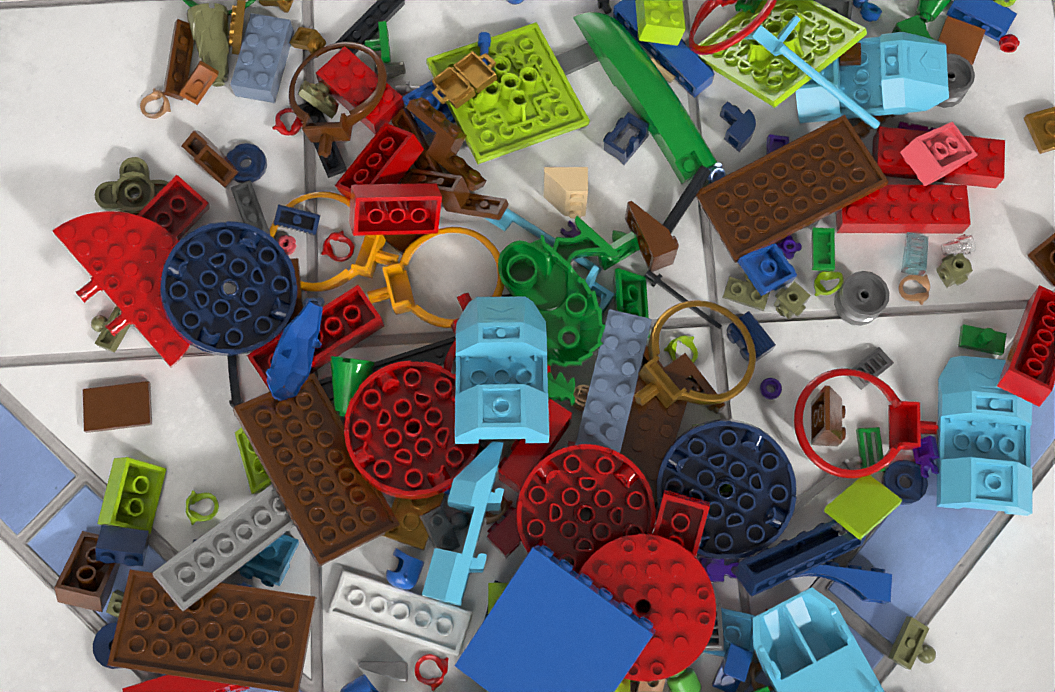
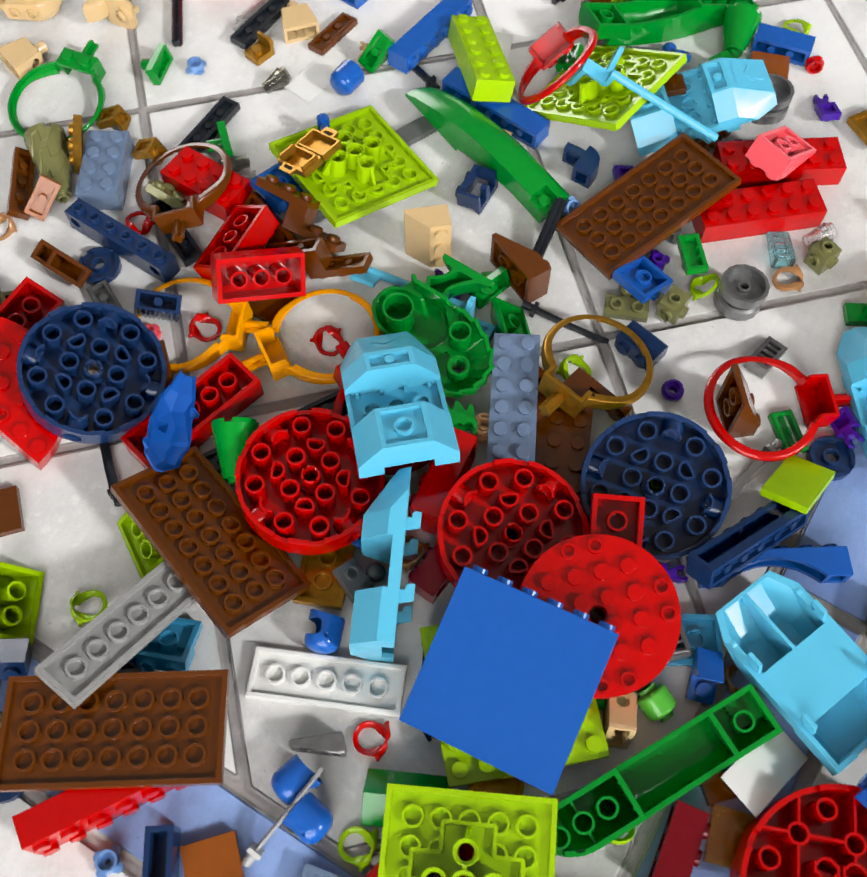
camera: 10 degrees left, 10 degrees down
(270, 141) = (122, 240): none -> dark blue piece
(443, 277) = (317, 339): none -> red piece
(1005, 100) = (826, 110): none -> dark purple plate

